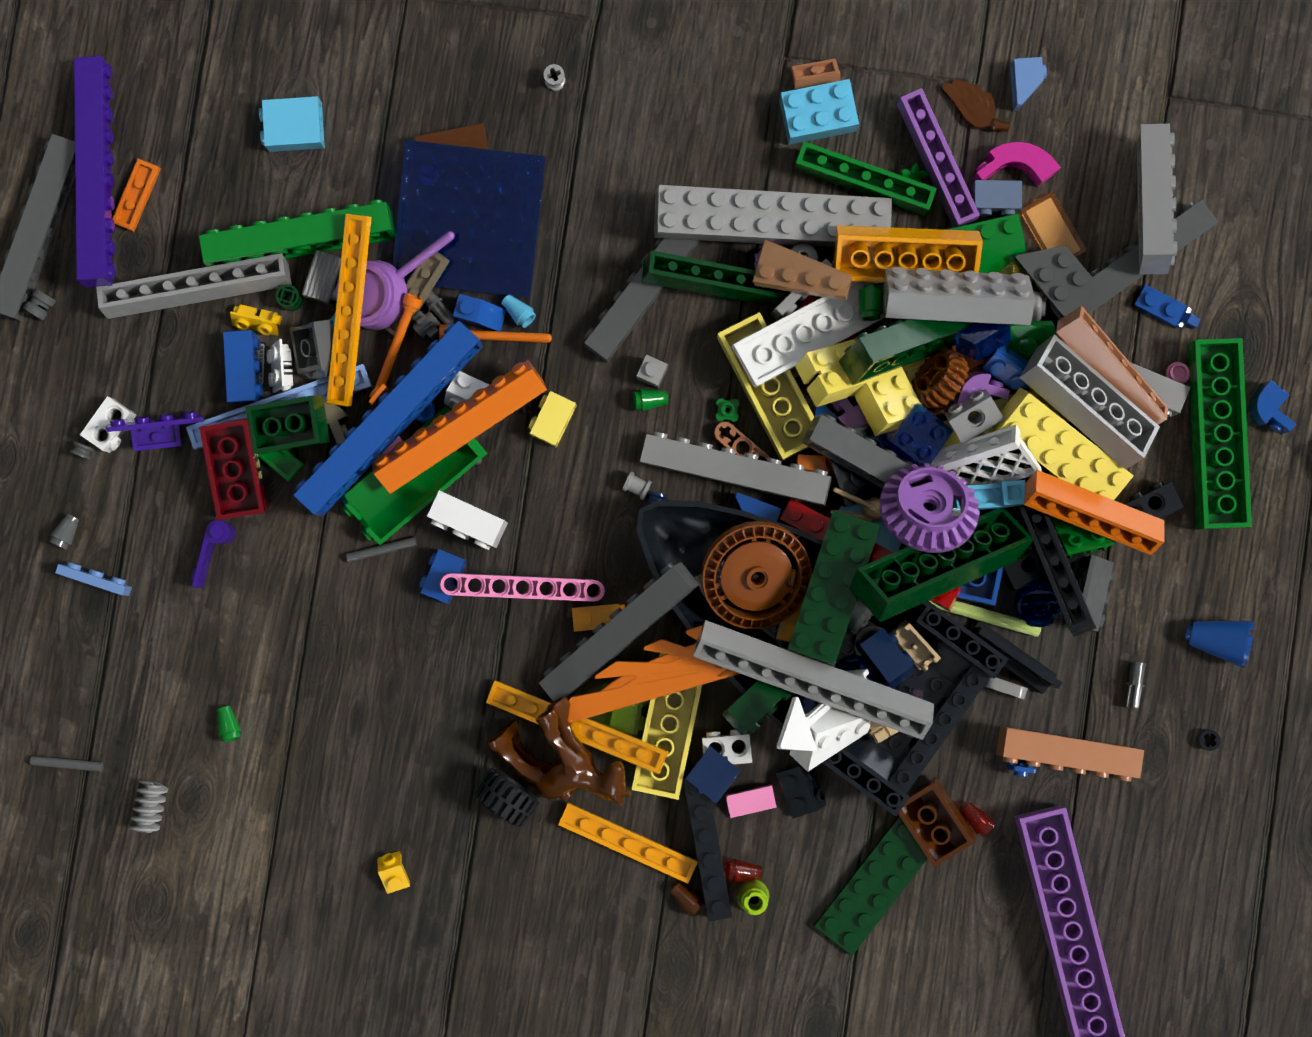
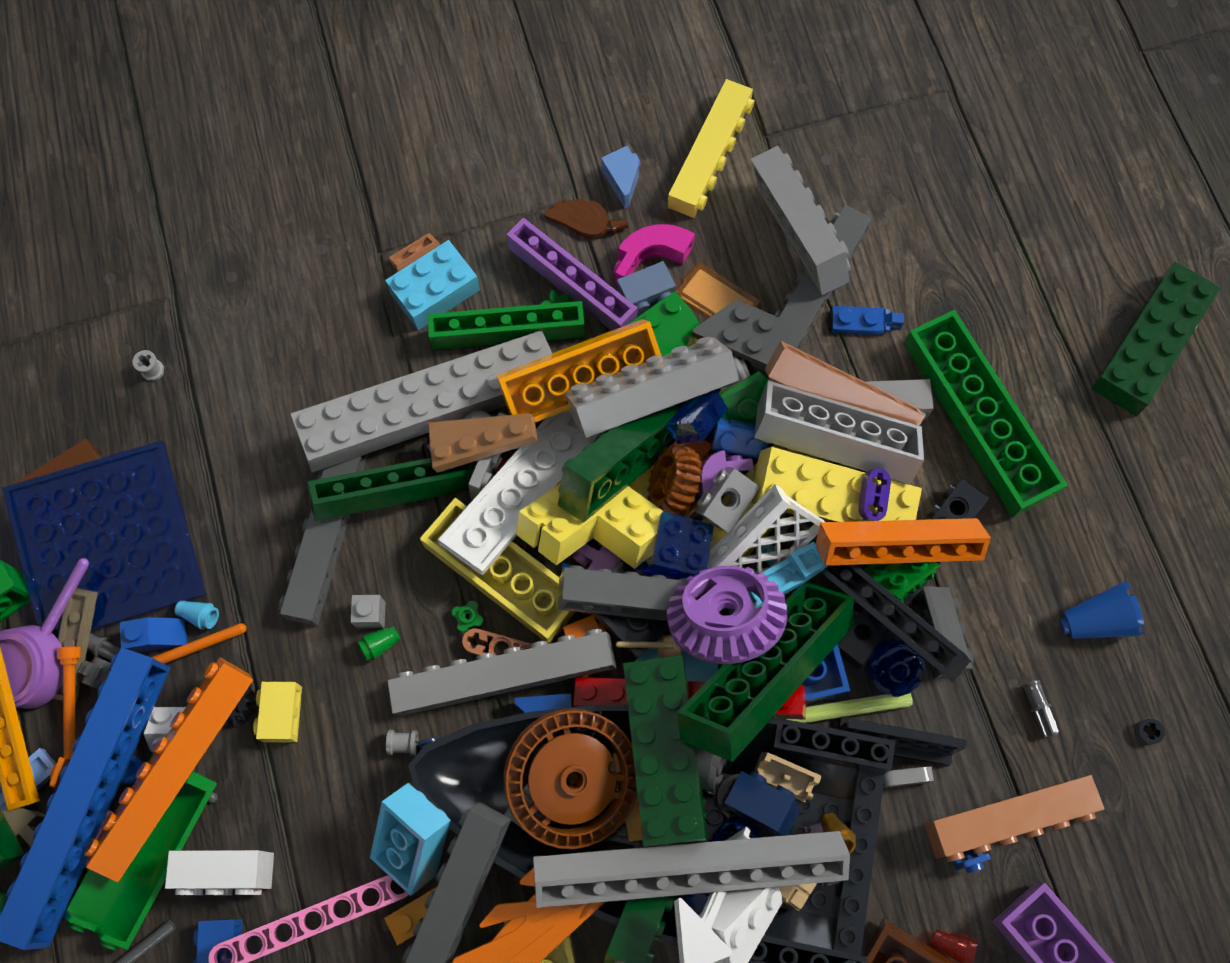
camera: 25 degrees left, 15 degrees down
(617, 563) = (409, 838): none -> medium azure brick
(870, 302) = (566, 436): green brick -> none
(931, 695) = (831, 823): none -> pearl gold cone
(1091, 466) = (874, 495): none -> dark purple beam
(1114, 89) = (710, 148): none -> light yellow brick
(1178, 372) = (909, 371): bright pink plate -> none
(1265, 408) = (1013, 369): blue brick -> none

